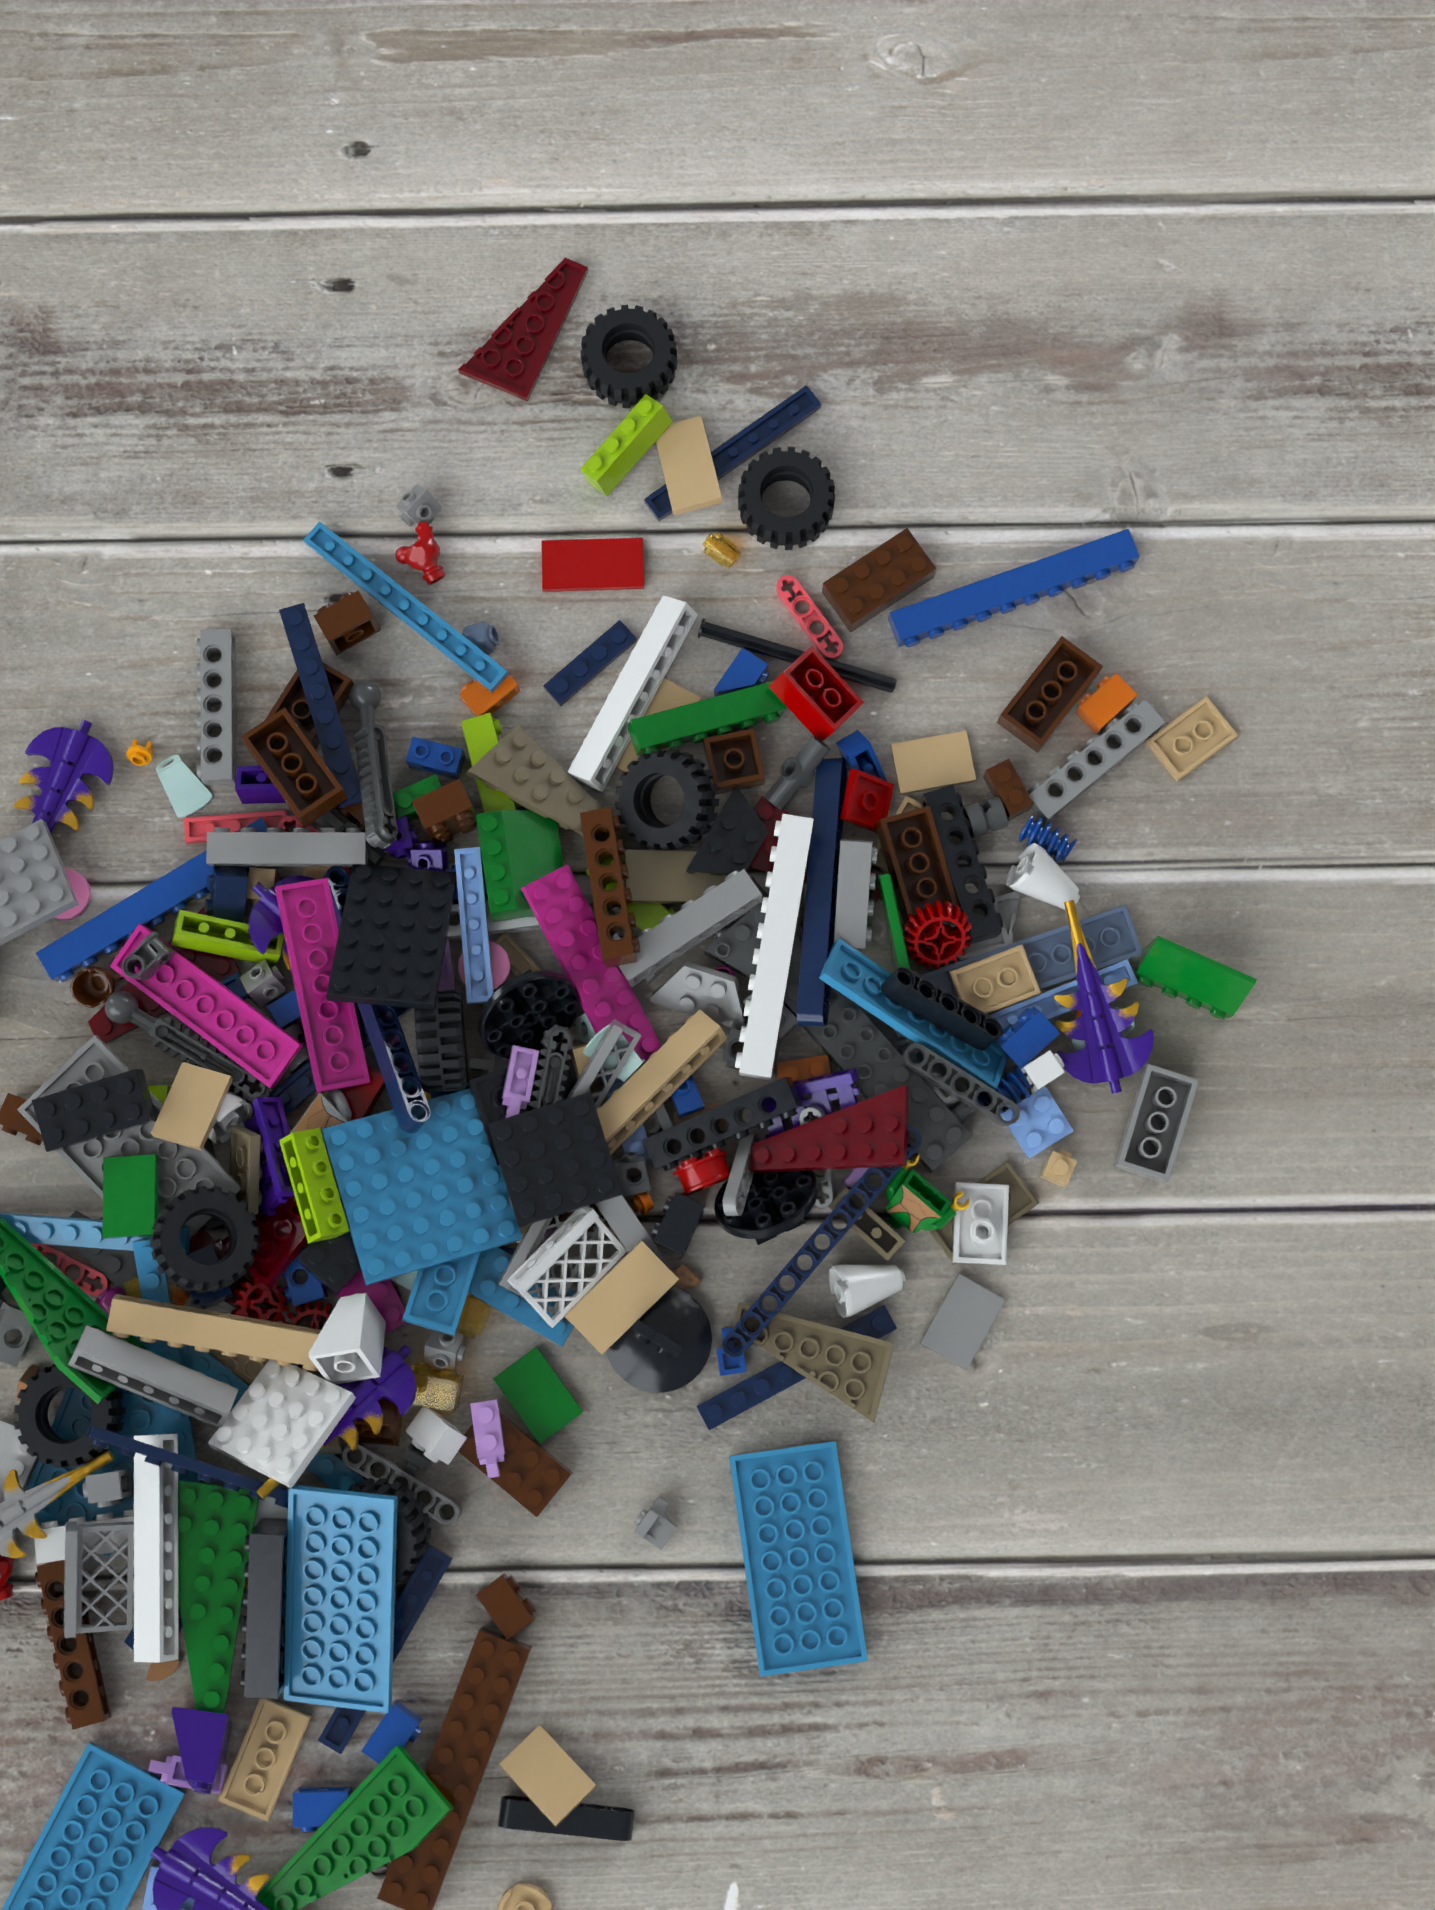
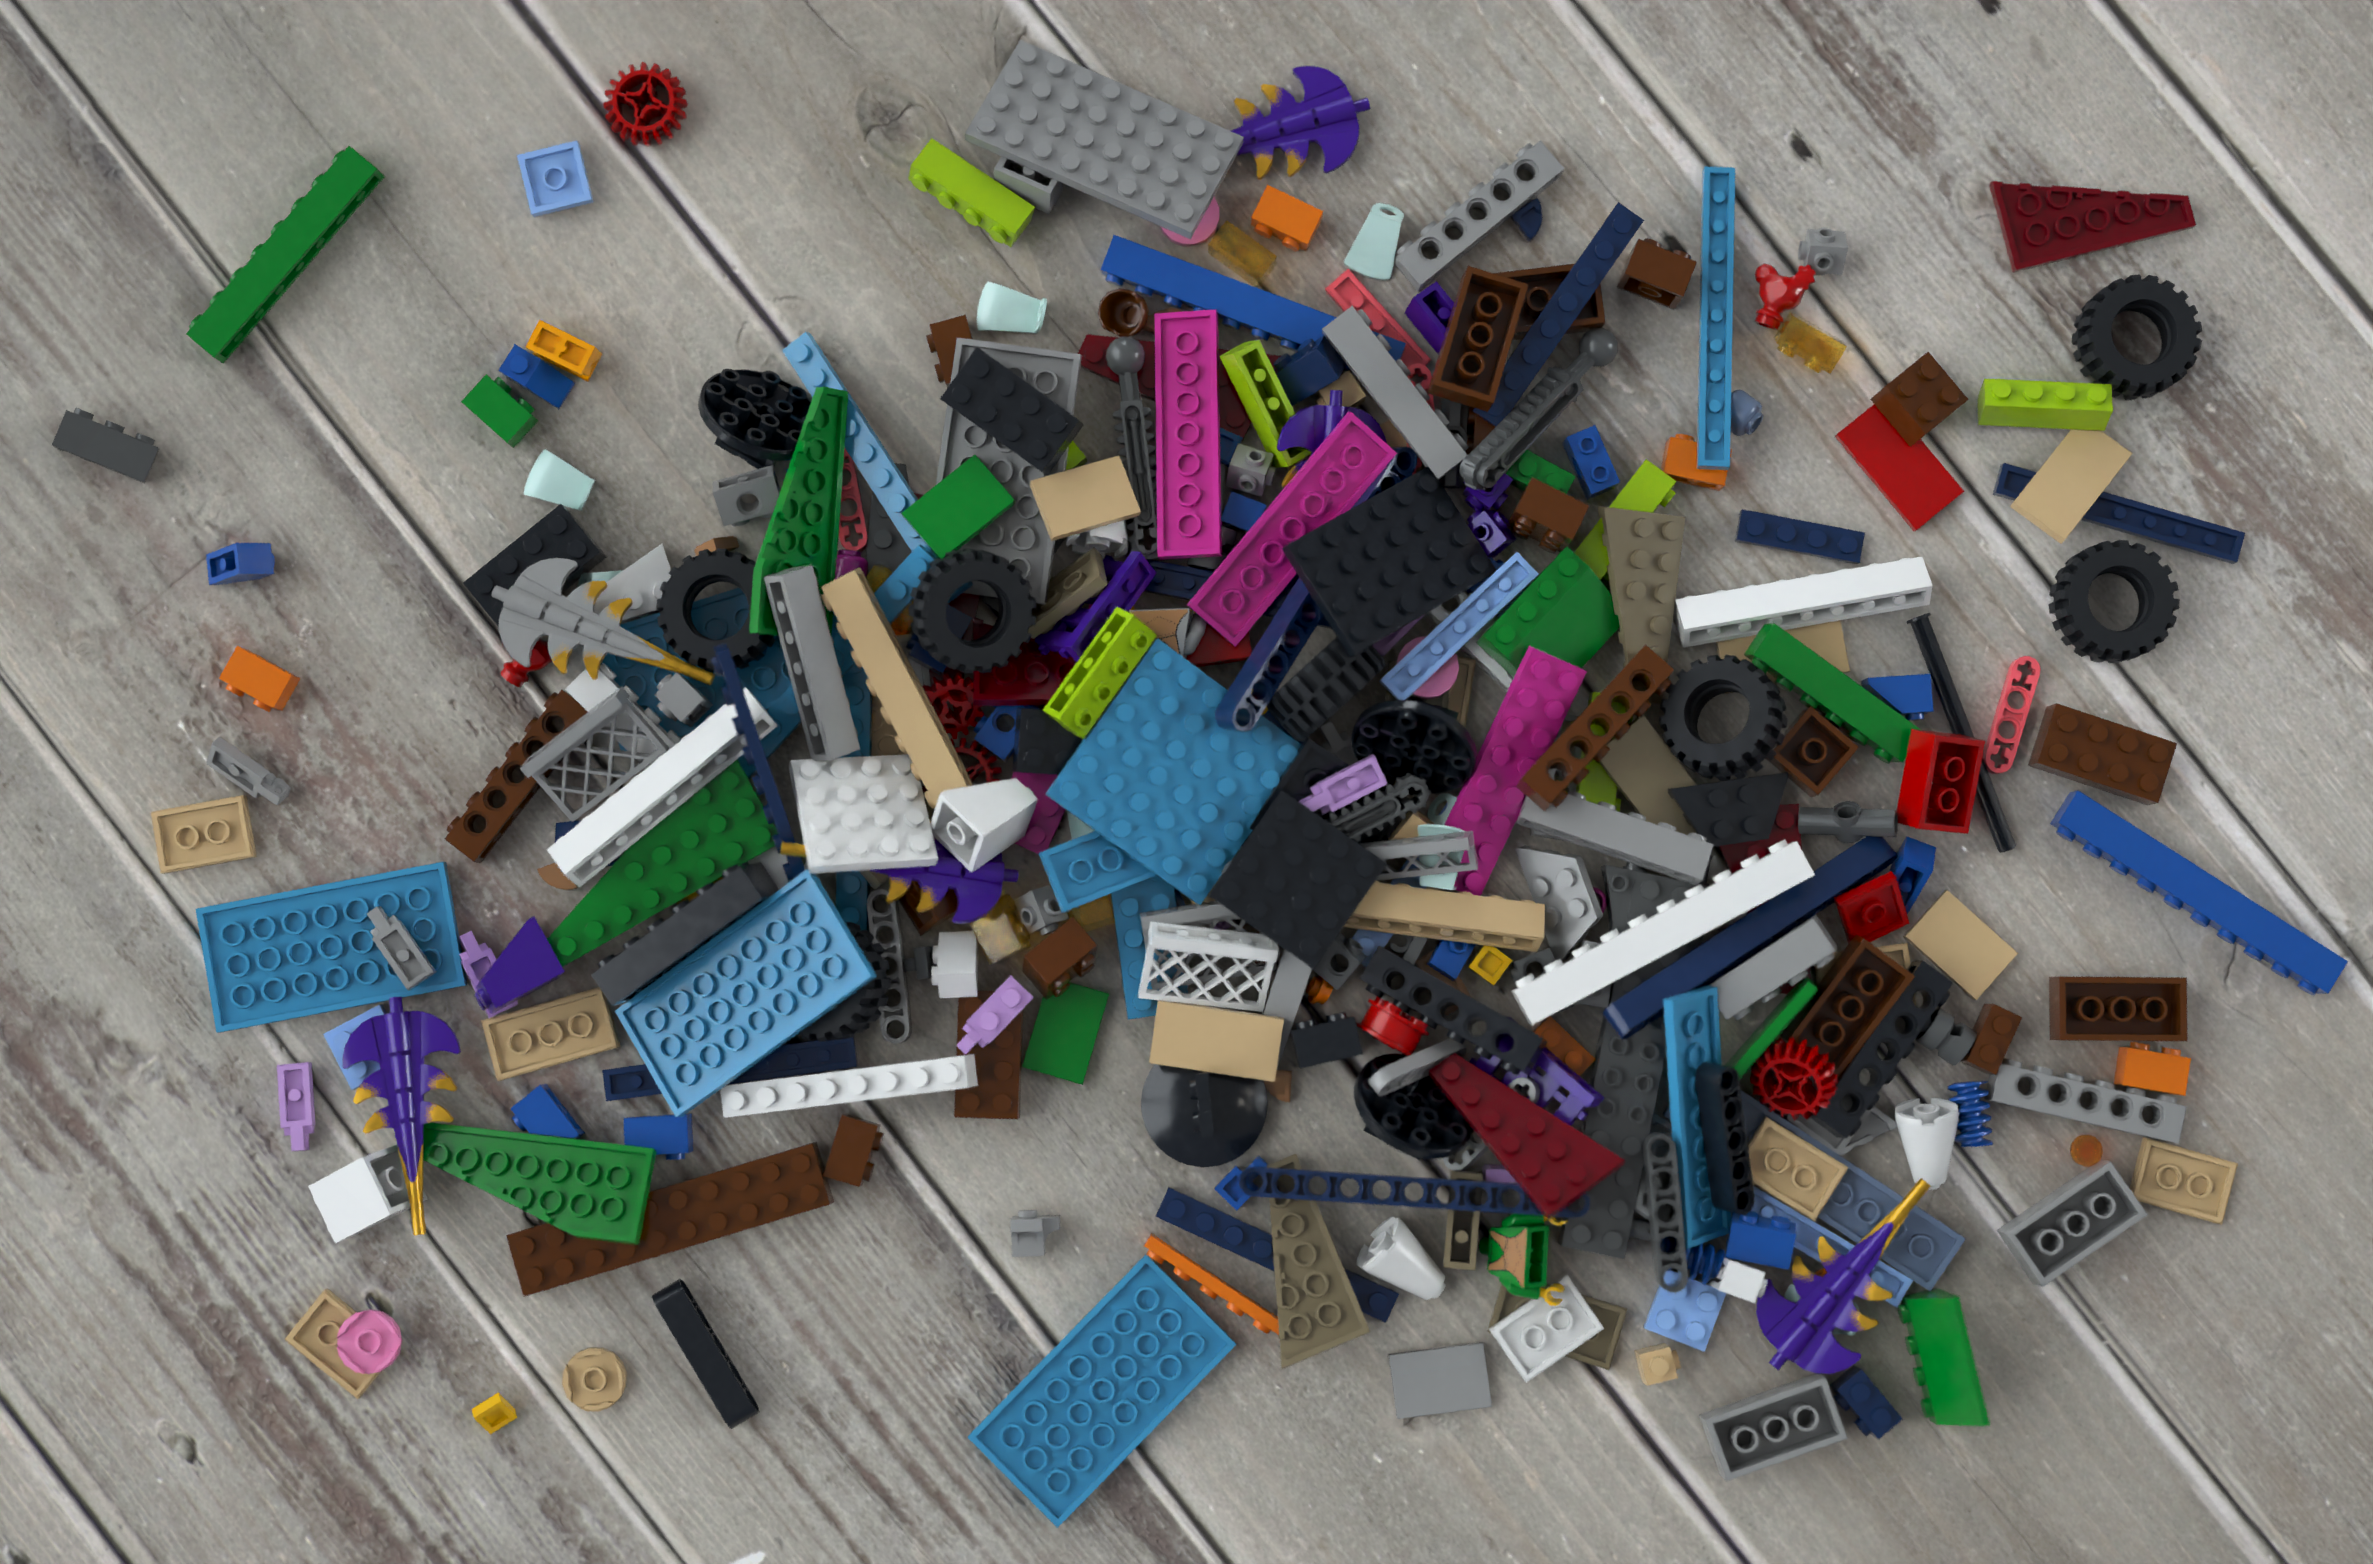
camera: 55 degrees right, 5 degrees up
(30, 1061) = (1009, 310): none -> light aqua piece
(117, 879) = (1242, 254): none -> clear yellow brick
(118, 832) = (1286, 219): none -> orange brick
(123, 1821) = (400, 949): none -> light grey hinge
(138, 754) = (1375, 178): light orange plate -> none
(151, 954) = (1197, 344): dark grey piece -> none
(246, 677) = (1529, 219): none -> dark blue tile
(459, 1574) = (849, 1086): none -> white brick
(470, 560) = (1809, 342): none -> clear yellow brick
(486, 1361) = (1060, 959): none -> reddish brown brick
(547, 1775) = (730, 1307): tan tile -> none
(560, 520) = (1919, 399): none -> reddish brown brick
(712, 1076) = (1490, 964): none -> yellow plate
(721, 549) = (2012, 577): clear yellow brick -> none
(783, 1427) = (1211, 1284): none -> orange plate
(991, 1231) = (1550, 1341): white plate -> none
(1126, 784) = (2086, 1150): none -> clear orange plate
(1166, 828) = (2072, 1222): none -> light grey brick
(1185, 1050) = (1866, 1402): none -> dark blue brick

